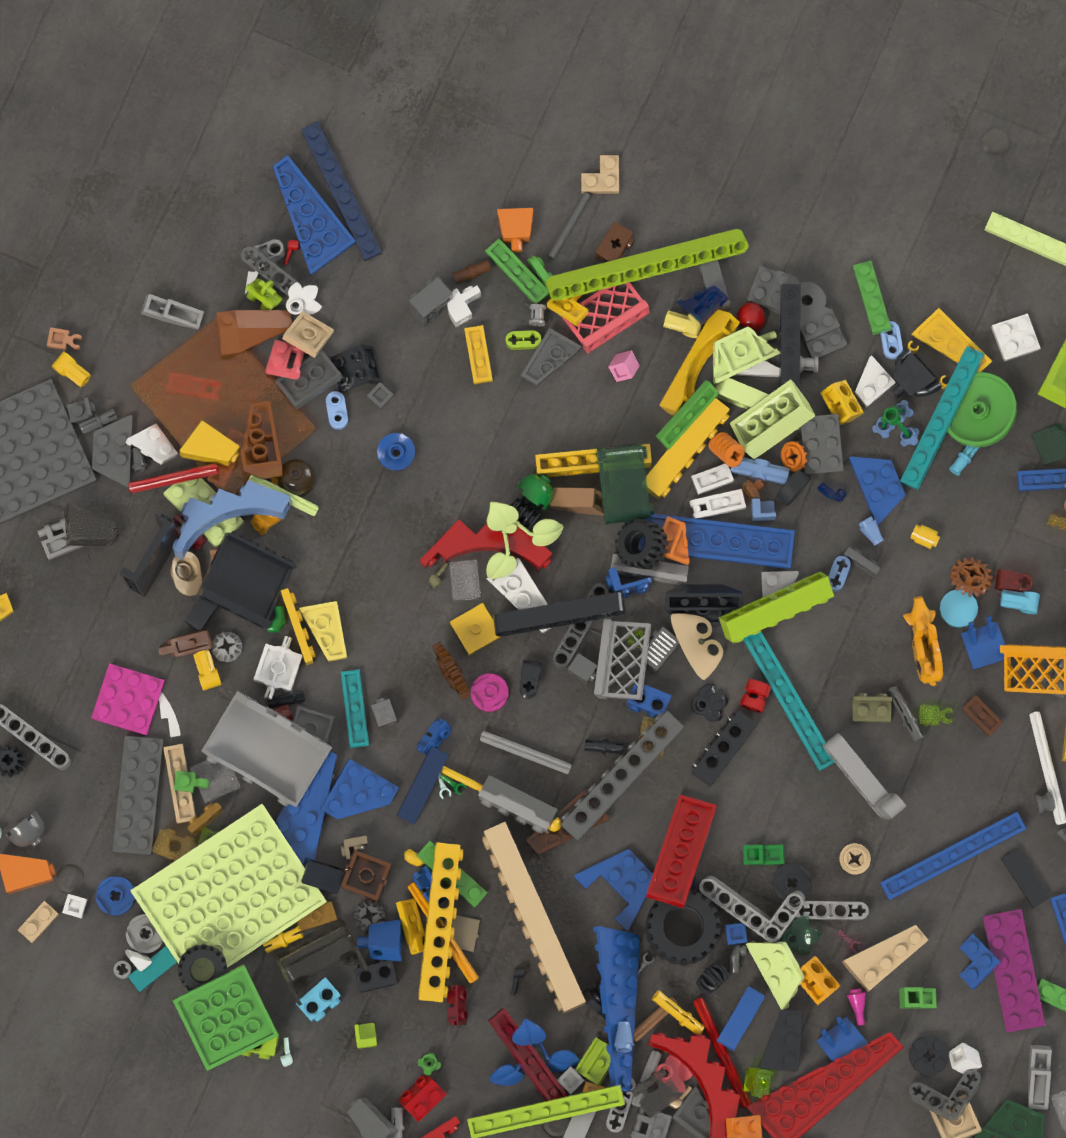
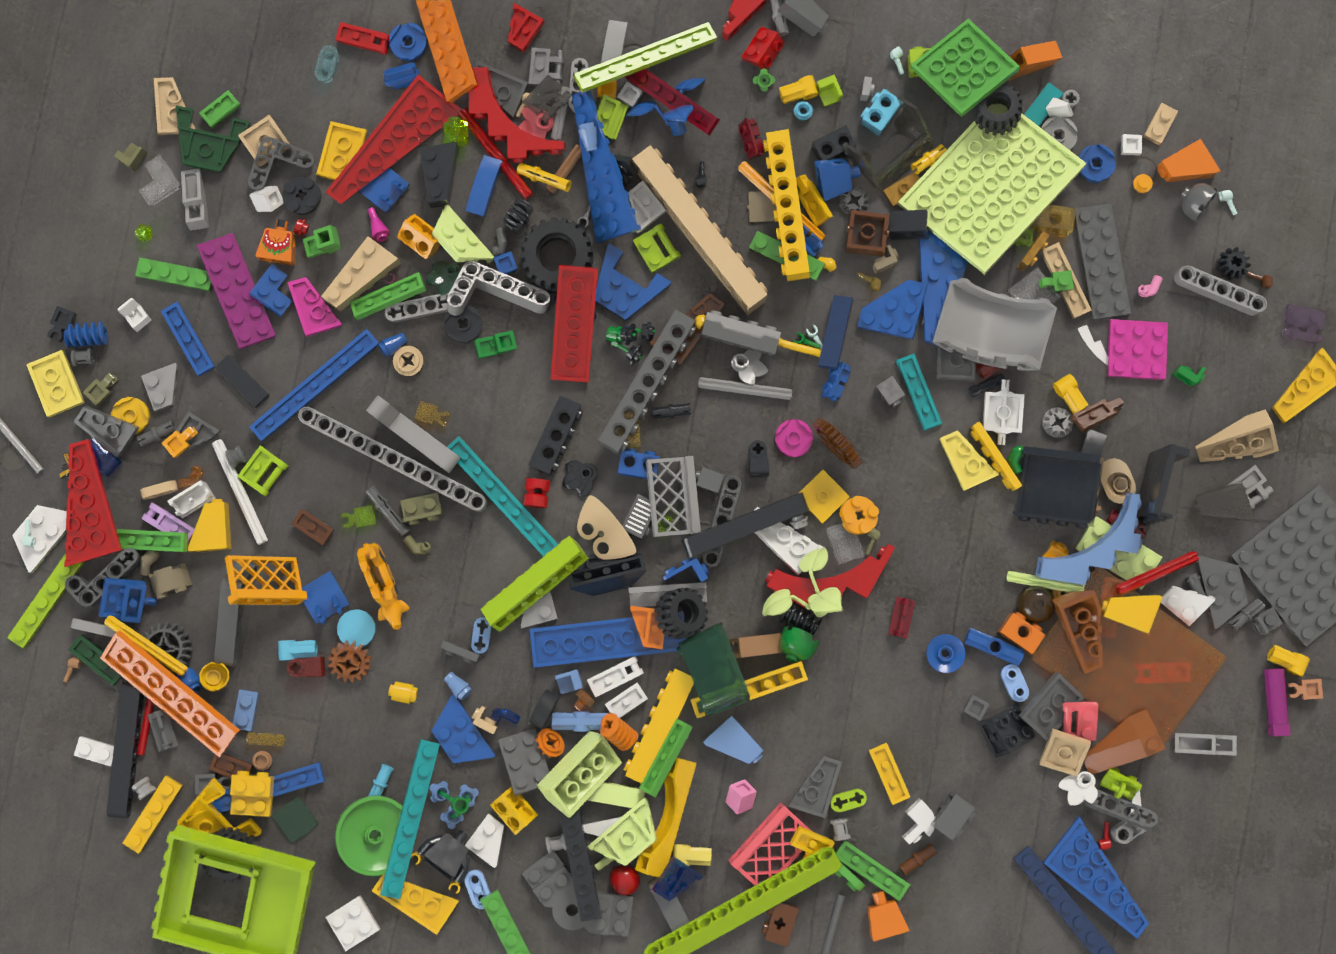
camera: 170 degrees right, 5 degrees up
(45, 588) = (1246, 437): none -> tan wedge
(74, 864) = (1142, 183): none -> light orange plate
(87, 662) = (1187, 376): none -> green bracket
(94, 334) = (1276, 702): none -> magenta piece
(97, 755) = (1151, 289): none -> bright pink arm
(150, 1017) = (1035, 57): none -> orange slope
(315, 443) = (1033, 635): none -> orange brick
(326, 1028) = (867, 89): none -> light grey plate
(357, 454) = (1005, 651): none -> blue piece
(370, 826) = (875, 283): none -> clear yellow hand
(391, 1043) = (803, 88): none -> yellow piece
(392, 1017) = (803, 105): none -> medium azure plate
(429, 495) = (901, 617): none -> dark red hinge
(455, 600) = (848, 516): none -> light orange plate
(504, 607) = (799, 521): none -> light grey plate
(514, 770) = (751, 368): none -> light grey plate
(582, 959) = (645, 205): none -> white wing
(586, 912) = (651, 252): none -> lime plate
(618, 417) = (734, 741): none -> medium blue slope
(629, 827) = (629, 334): none -> black plant
(844, 802) = (429, 413): none -> clear yellow plate
(852, 488) = (487, 723): none -> tan bracket
(861, 927) = (387, 296): none -> bright green plate
(867, 878) = (392, 344): none -> blue cone
(879, 1094) = (339, 148): none -> yellow tile
(883, 672) = (417, 548): none -> olive arm
(894, 772) = (383, 458): none -> light grey beam
(935, 1021) = (301, 227): none -> red plate
(941, 934) = (311, 309): none -> dark pink wing
(962, 1007) = (278, 245): none -> orange torso
(1025, 787) = (258, 466): none -> lime plate

